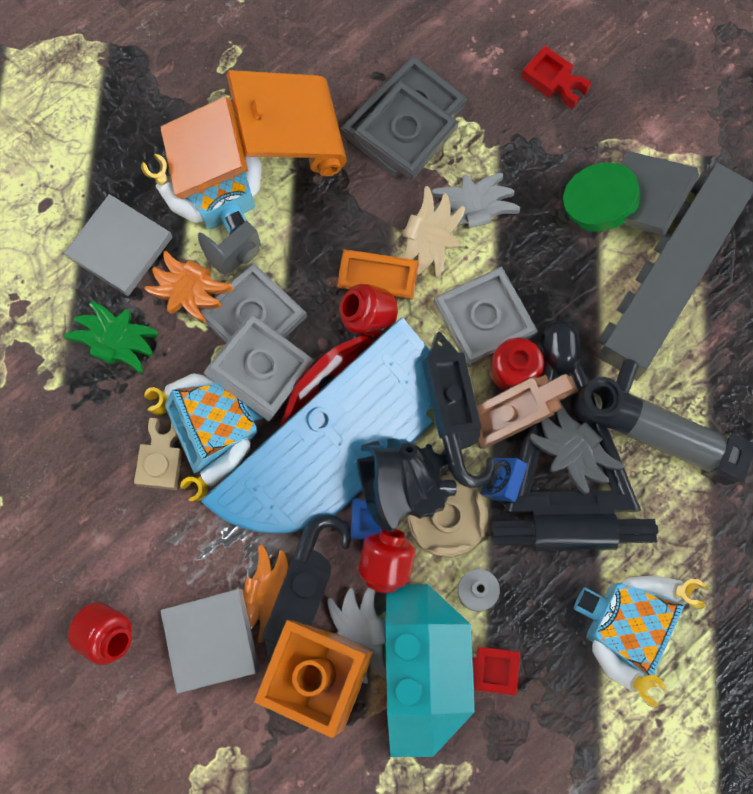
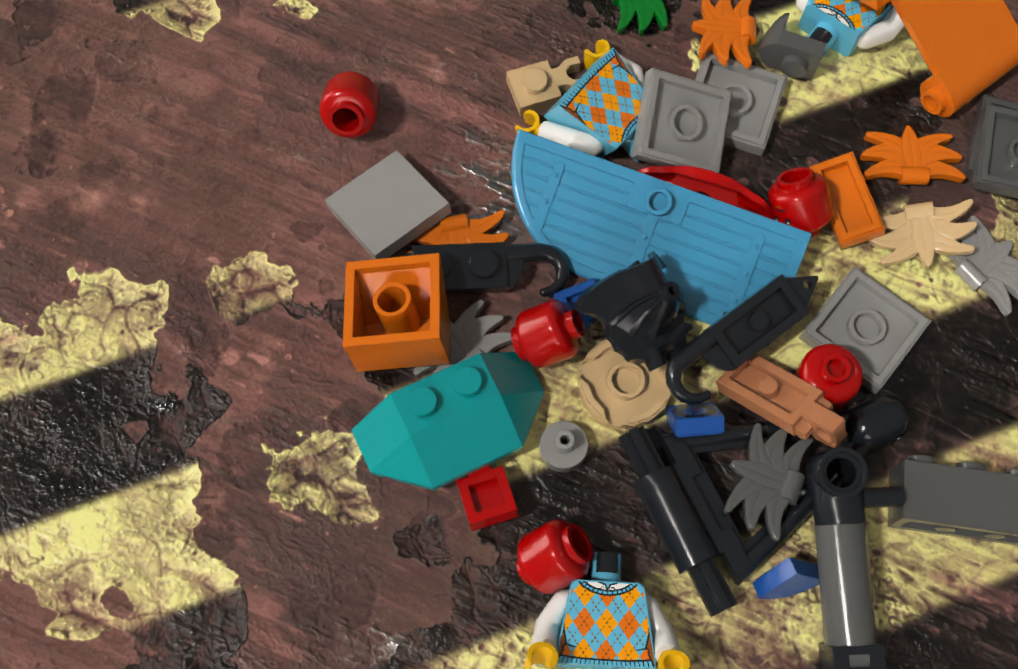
camera: 65 degrees right, 5 degrees down
(365, 208) = (911, 158): none -> orange piece
(567, 640) = (554, 556): none -> red head
(649, 473) = (787, 579): none -> blue tile

